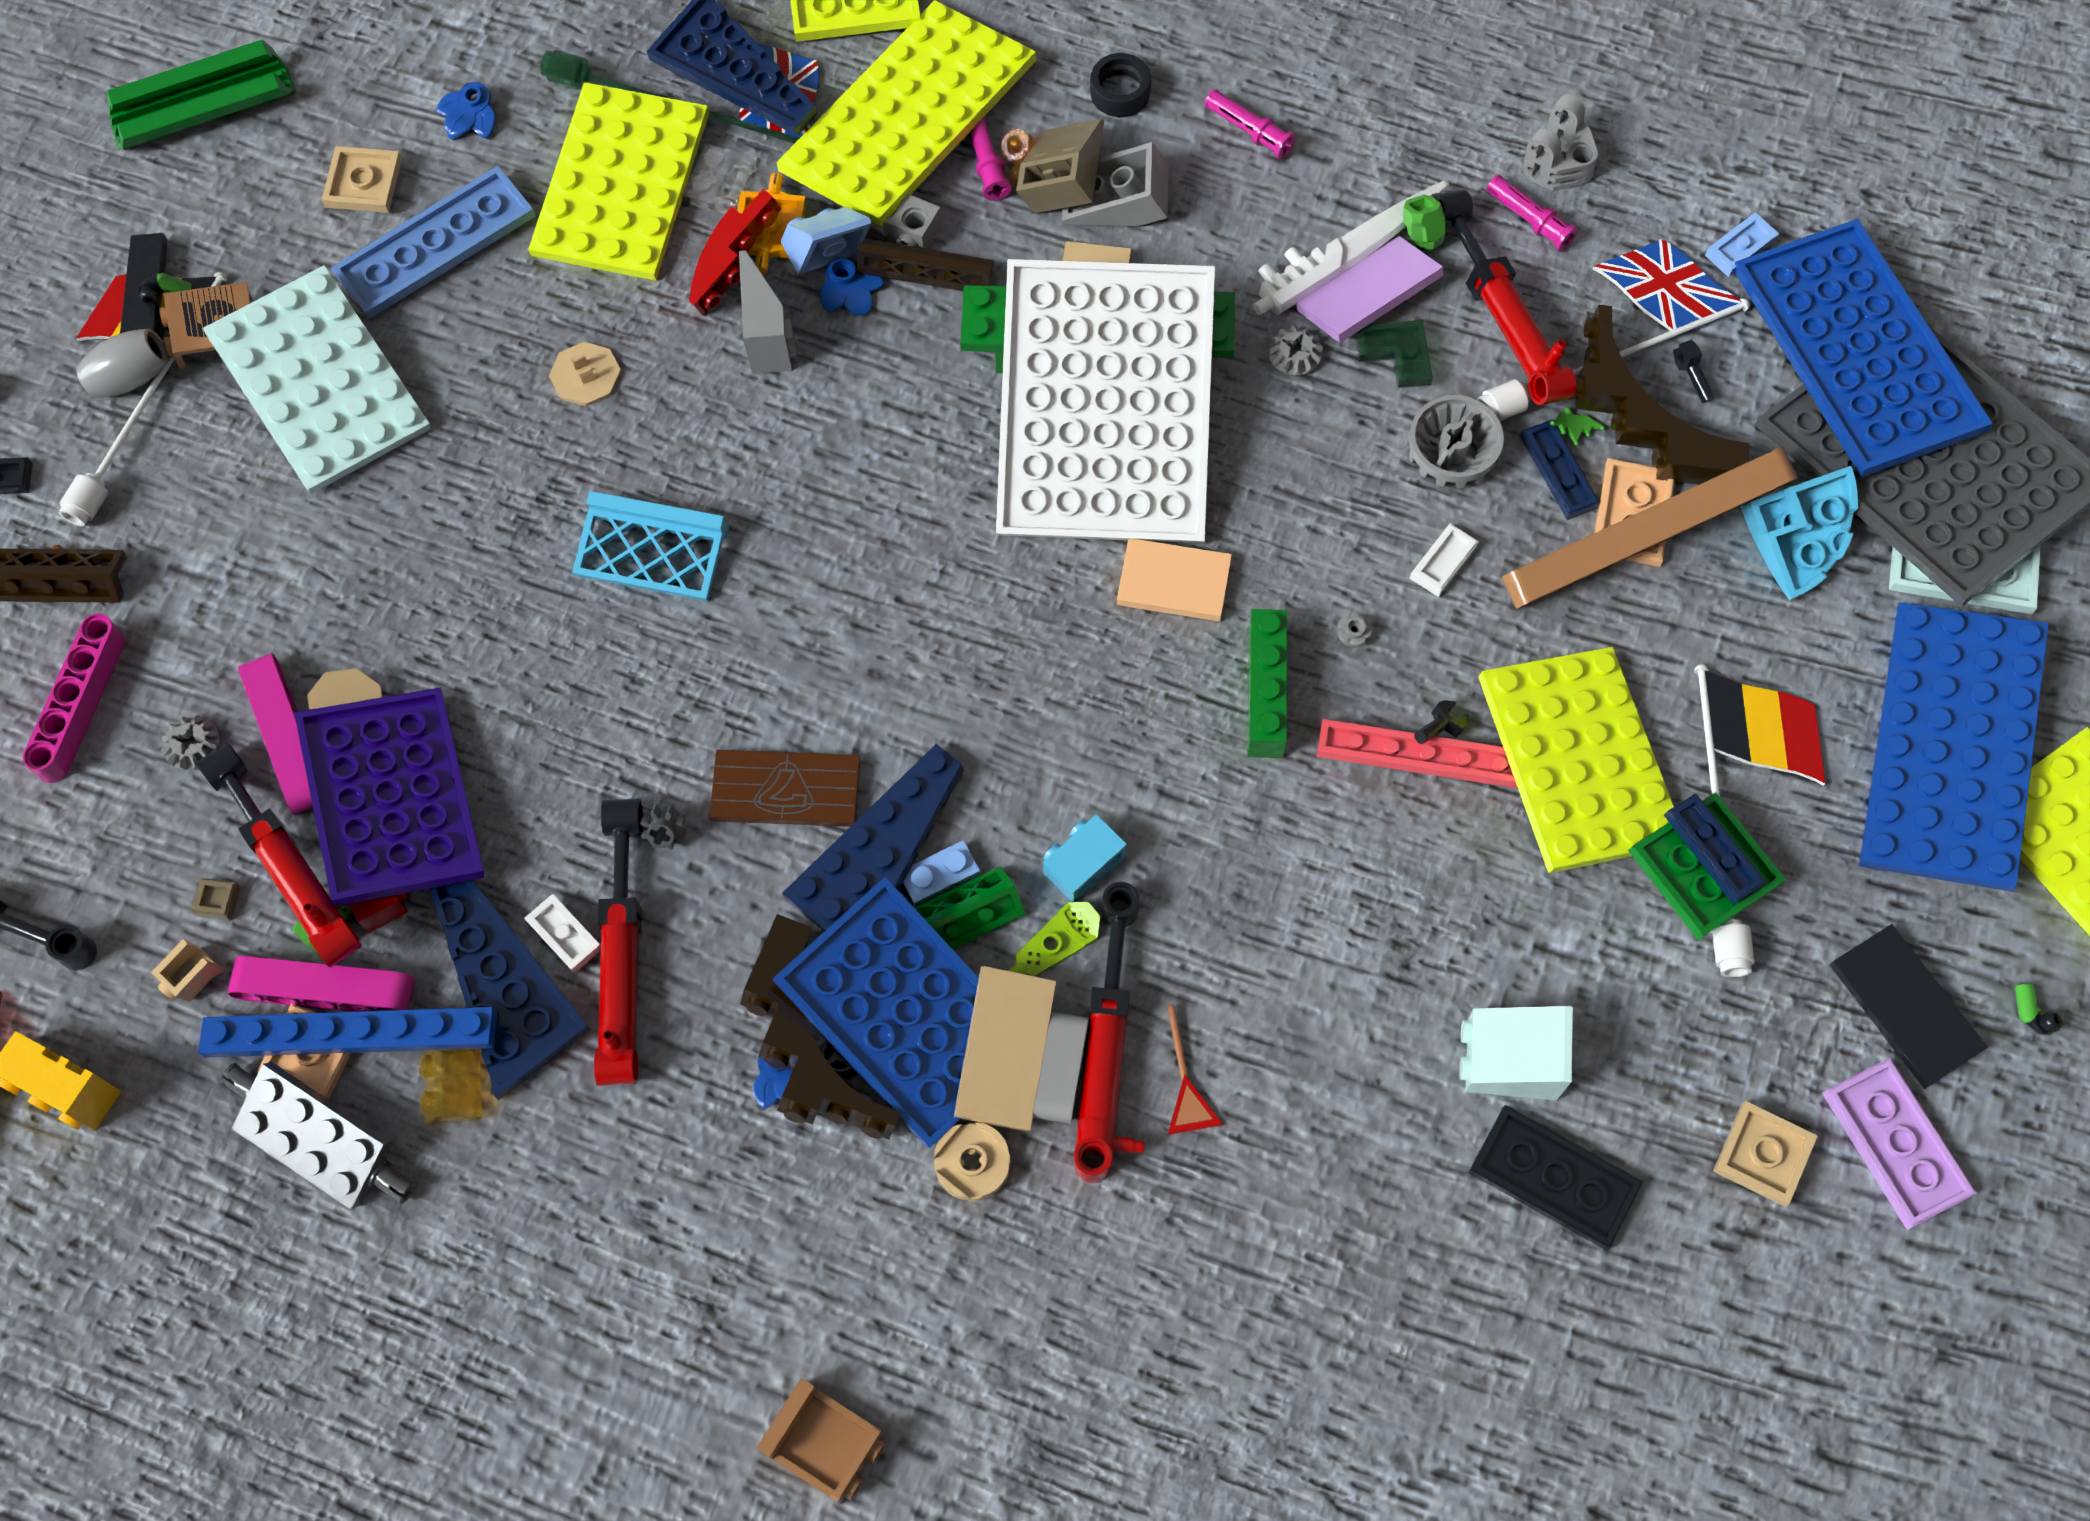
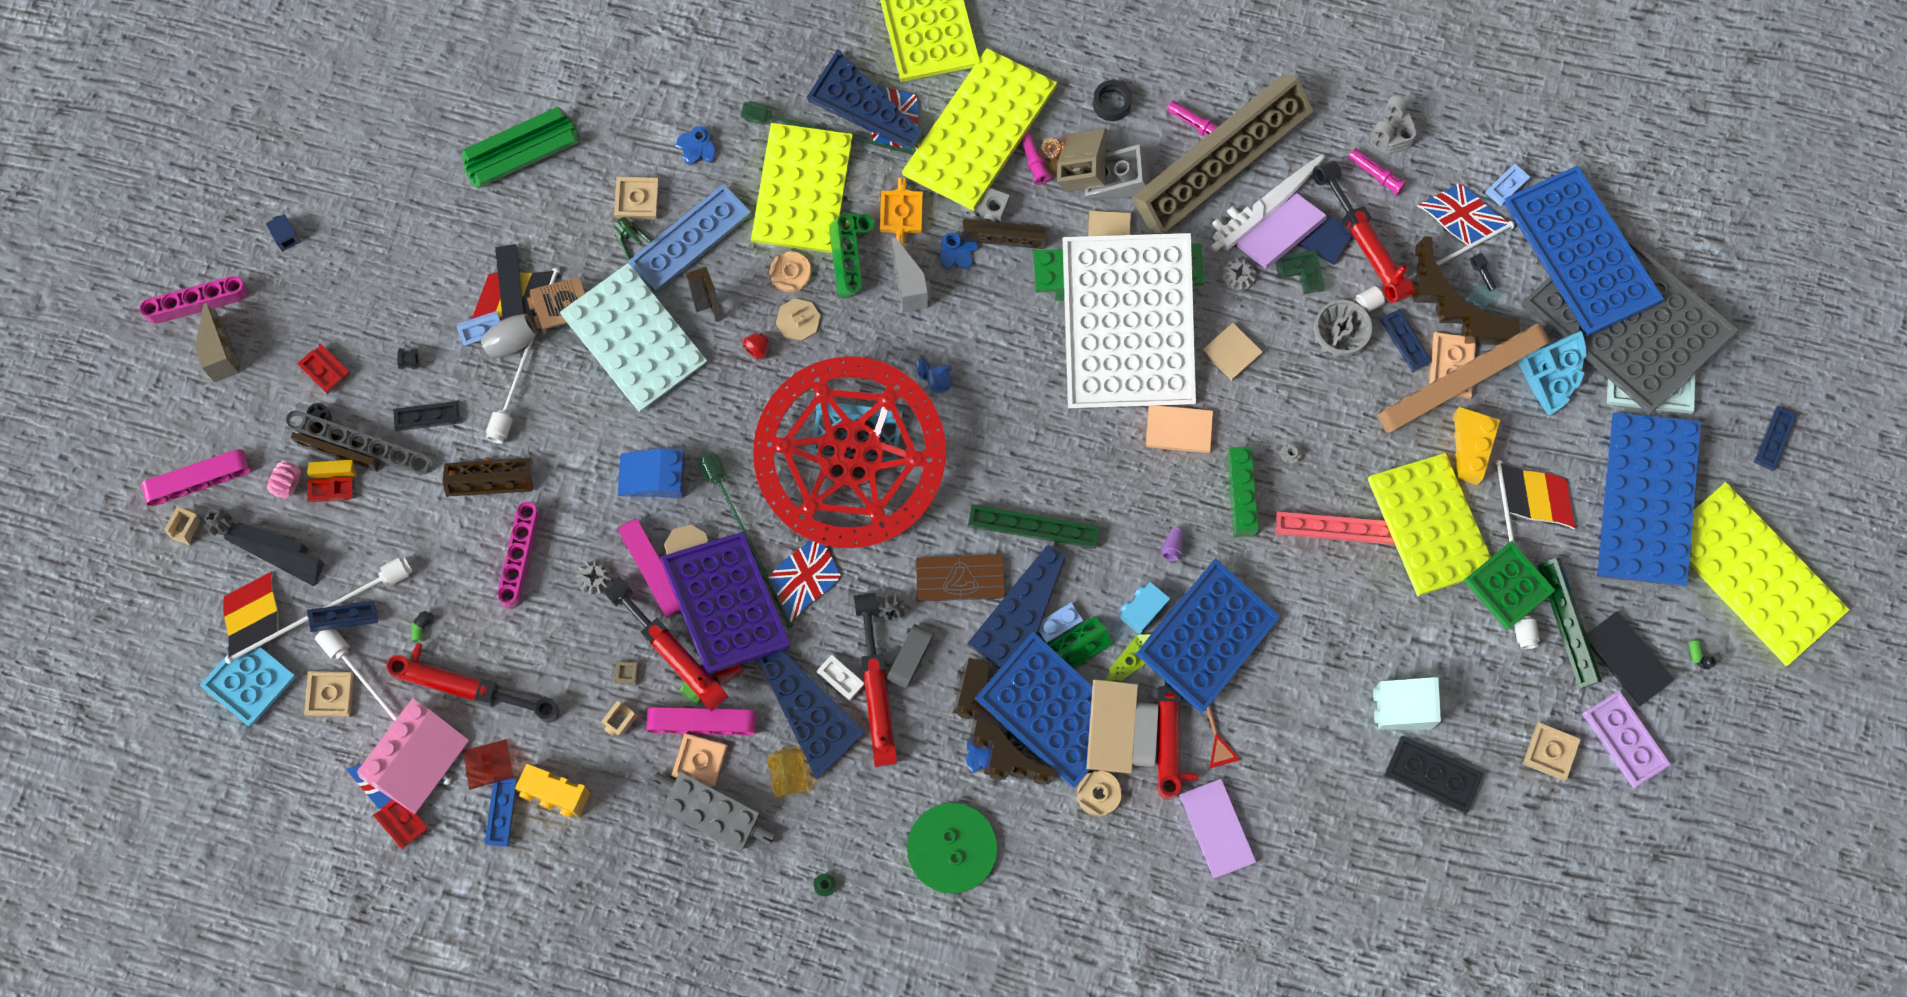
camera: 10 degrees left, 5 degrees up
(68, 352) = (474, 329): none -> light blue plate
(159, 284) = (518, 284): arm -> none
(315, 588) = (652, 473): none -> slope
(339, 225) = (626, 230): none -> dark green plant
(348, 1032) = (724, 748): blue plate -> none
(427, 309) = (703, 292): none -> dark brown fence
(493, 1284) = (825, 892): none -> dark green plate
(510, 405) = (756, 345): none -> red cone
(522, 767) = (800, 576): none -> flag
(584, 302) = (790, 272): none -> light nougat tile
(619, 567) = (823, 396): none -> red piece
(674, 281) = (848, 281): none -> green beam
(683, 907) = (910, 656): none -> dark grey beam
(709, 1235) = (951, 848): none -> green plate
(719, 260) = (876, 242): red slope -> none
(789, 470) = (937, 377): none -> blue piece
(822, 1442) = (1033, 960): medium nougat panel -> none
(824, 237) = (939, 221): light blue slope -> none
(916, 714) = (1033, 526): none -> dark green plate
(1143, 762) = (1172, 546): none -> medium lavender cone
(1170, 1240) = (1217, 828): none -> lavender tile
(1183, 909) = (1207, 635): none -> blue plate
(1273, 466) = (1232, 351): none -> tan tile
(1286, 164) = (1222, 154): none -> dark tan brick
(1425, 221) = (1312, 184): bright green rock -> none
(1442, 722) = (1348, 507): black bar -> none
(1444, 308) = (1327, 239): none -> dark blue tile
(1444, 560) = (1340, 404): white tile -> none
(1575, 424) = (1413, 311): bright green piece -> none
(1660, 634) = (1474, 443): none -> yellow wedge
(1688, 407) = (1480, 297): none -> clear light blue plate
(1714, 849) = (1513, 575): dark blue tile -> none
(1810, 942) = (1570, 624): none -> dark green plate

